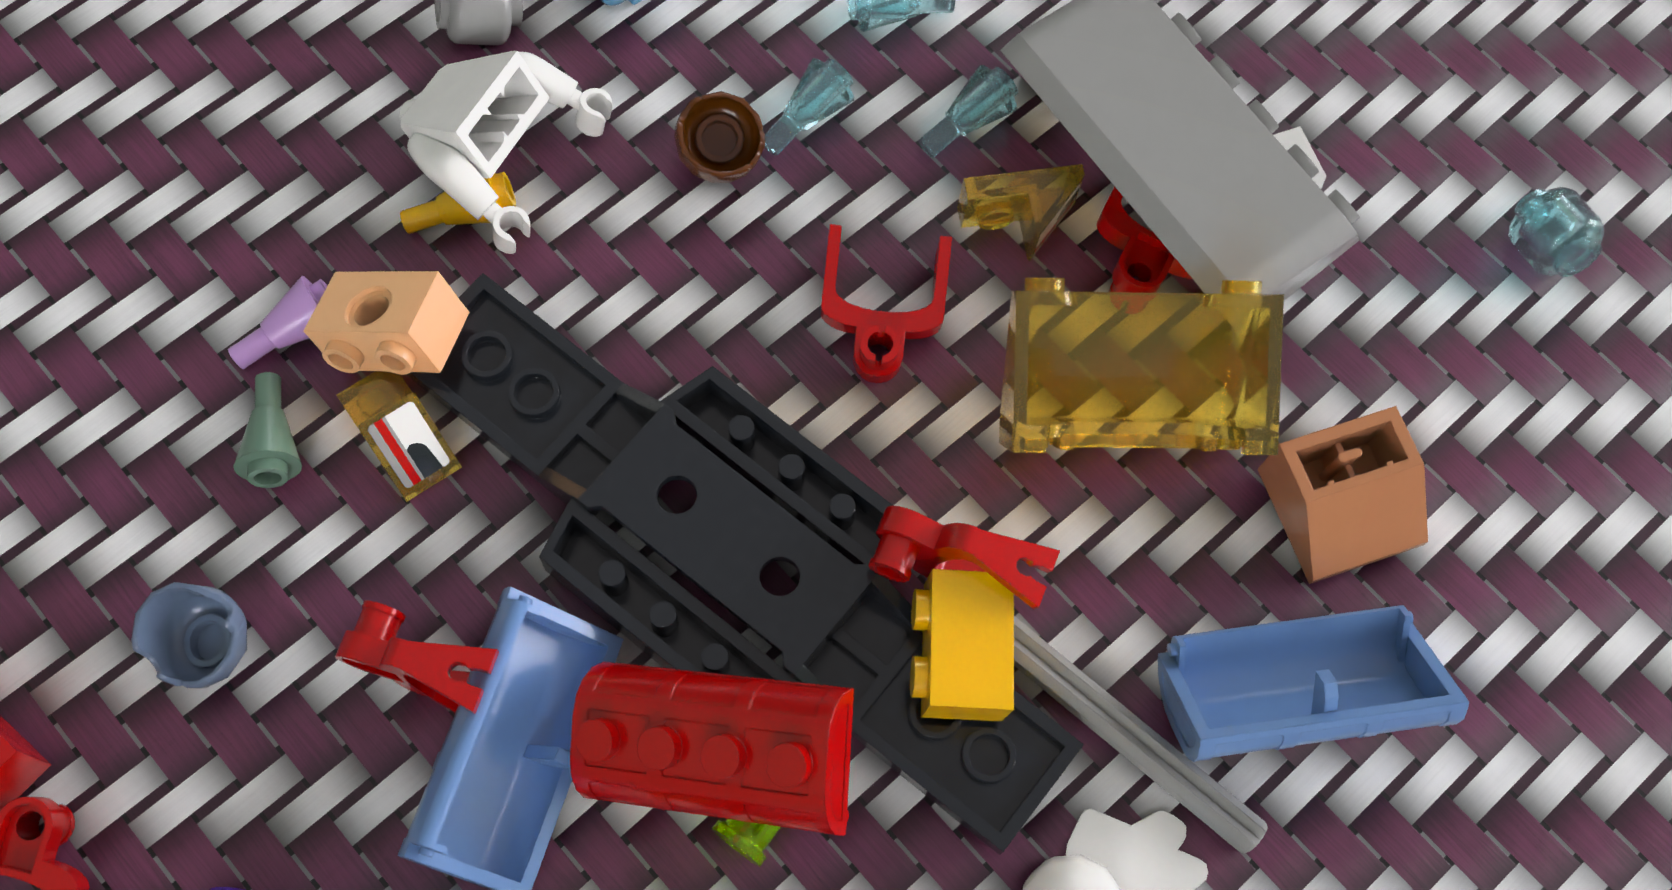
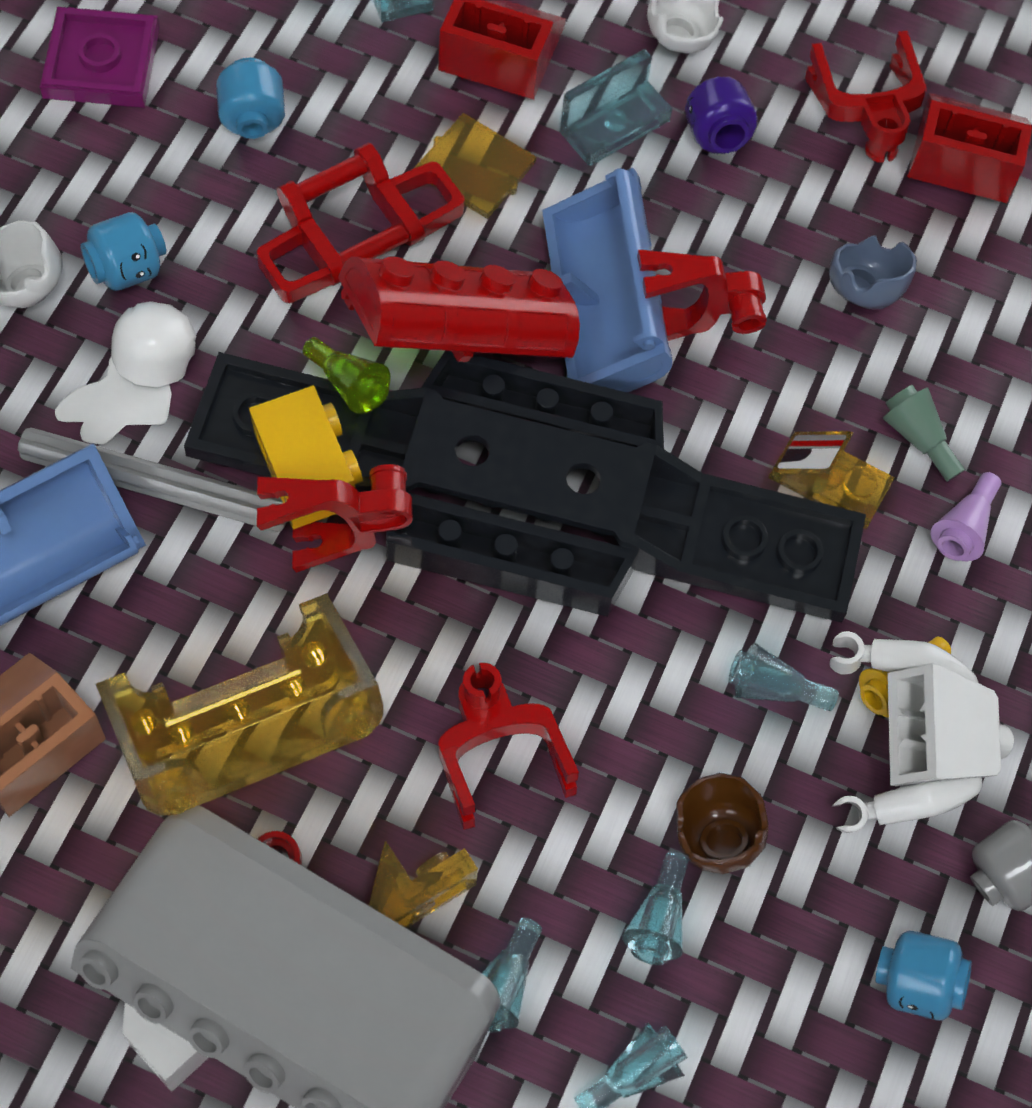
camera: 155 degrees right, 5 degrees down
(387, 321) = (889, 524): light nougat brick -> none
(599, 257) = (766, 677): none -> clear light blue cone
(876, 741) = (358, 380): none -> clear neon green cone

